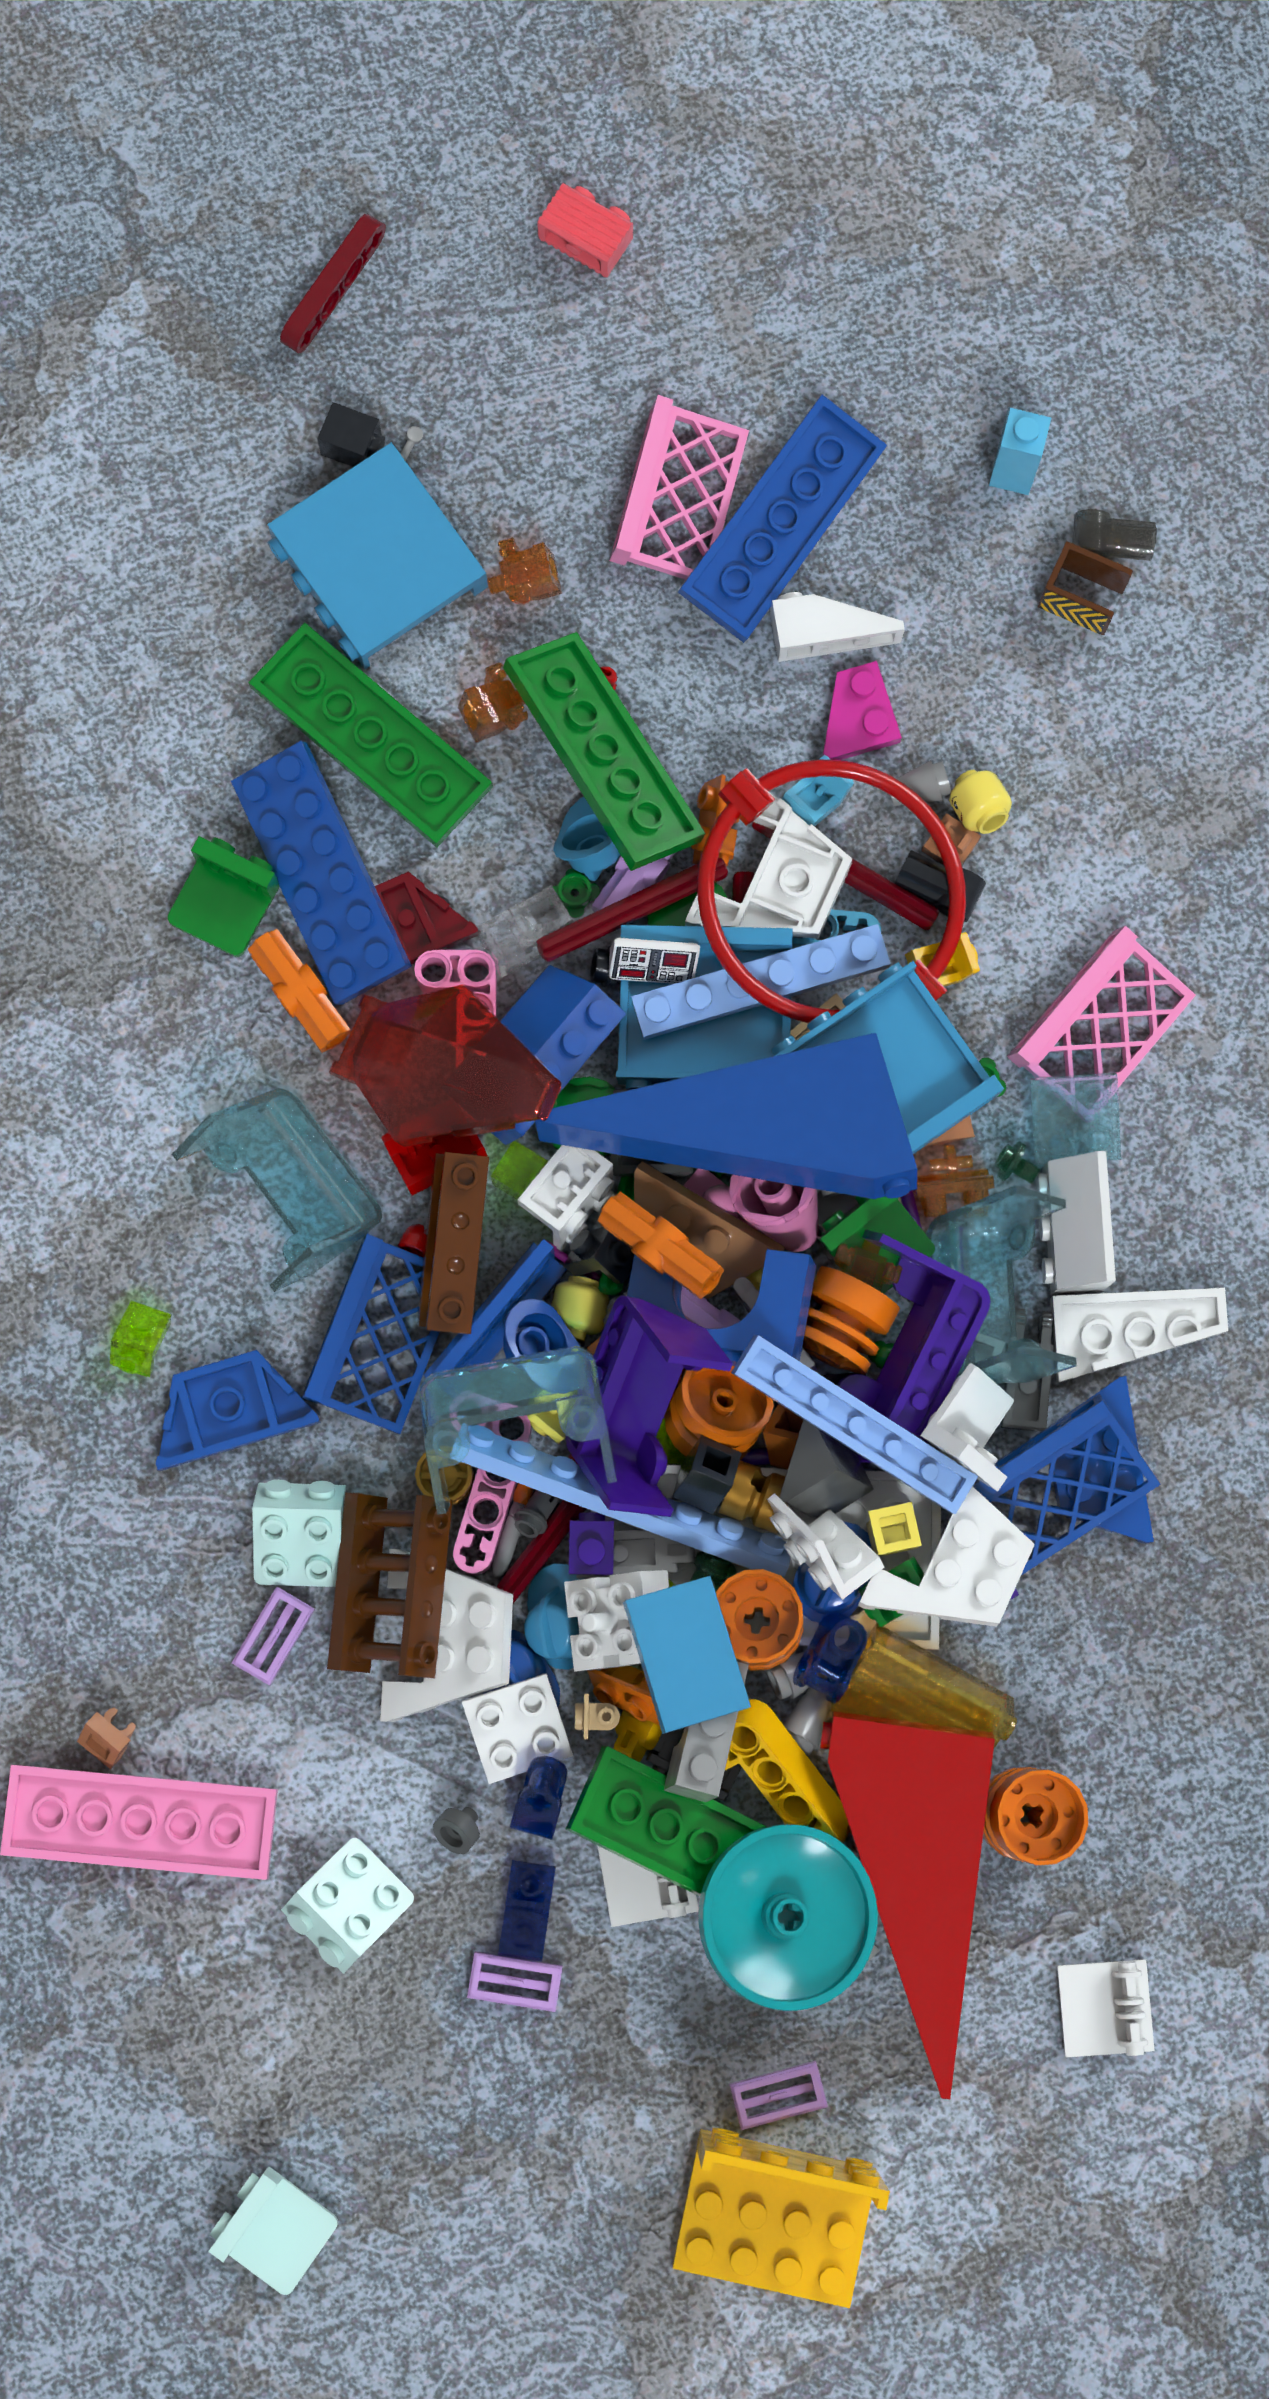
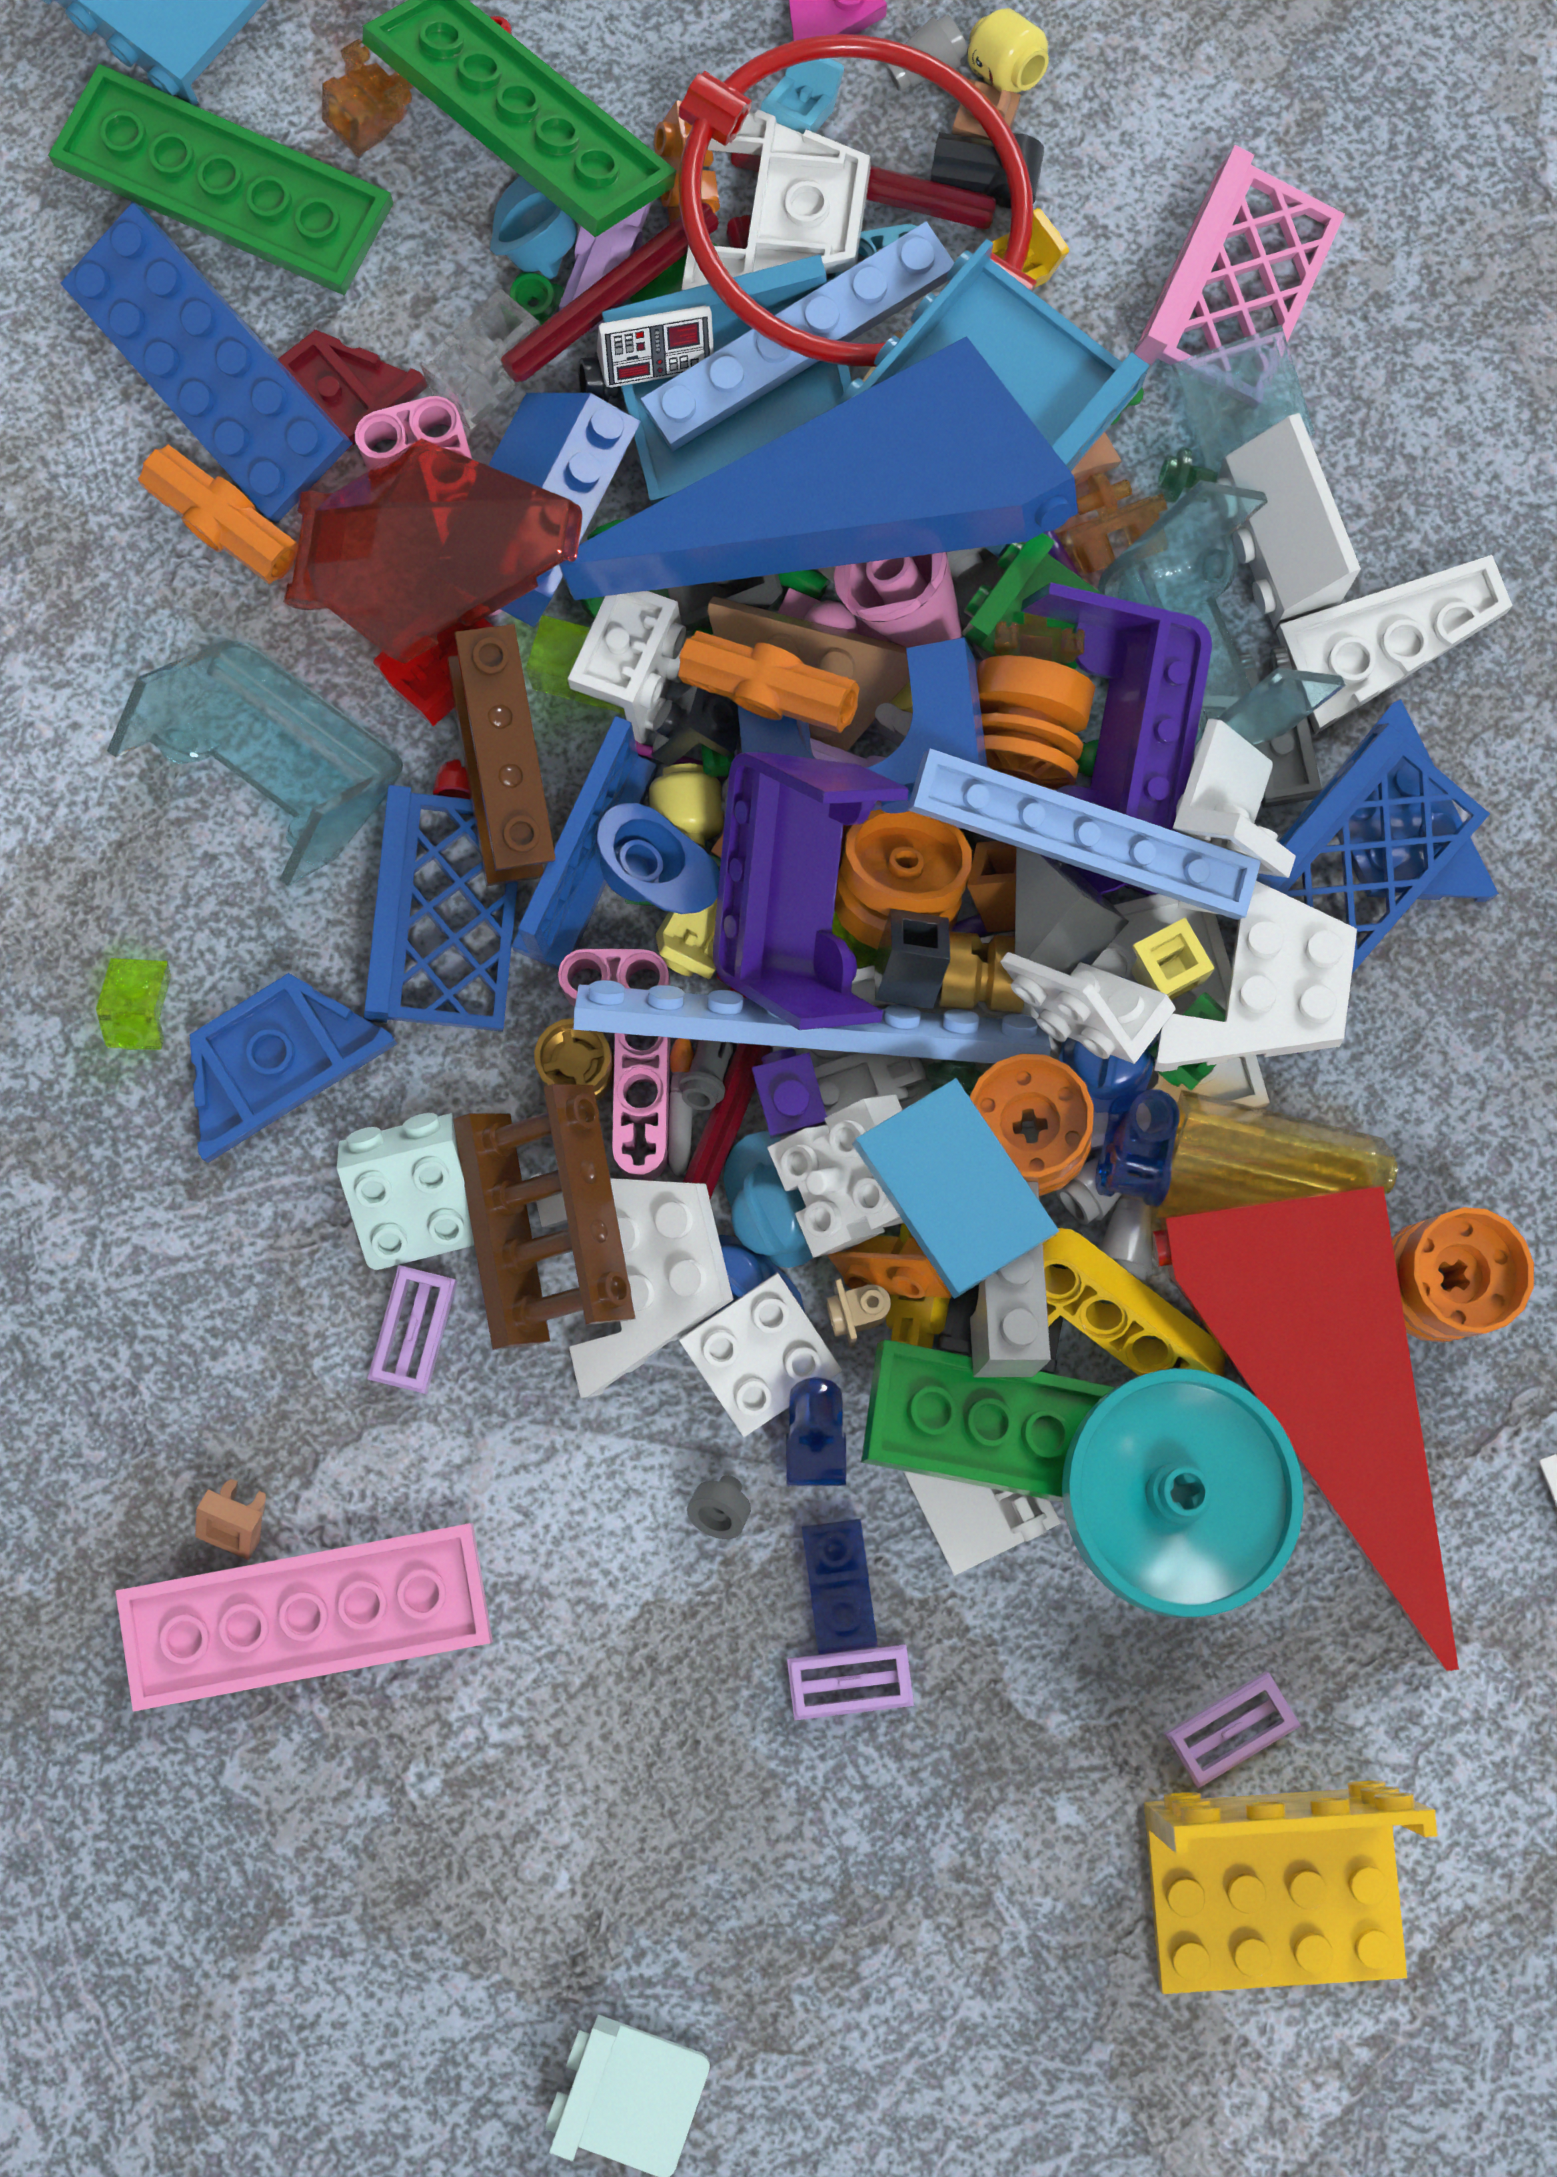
camera: 10 degrees left, 0 degrees up
(224, 896) = (90, 422): green bracket -> none
(347, 1904) = (605, 1645): light aqua bracket -> none
(507, 1389) = (623, 909): clear light blue windscreen -> none

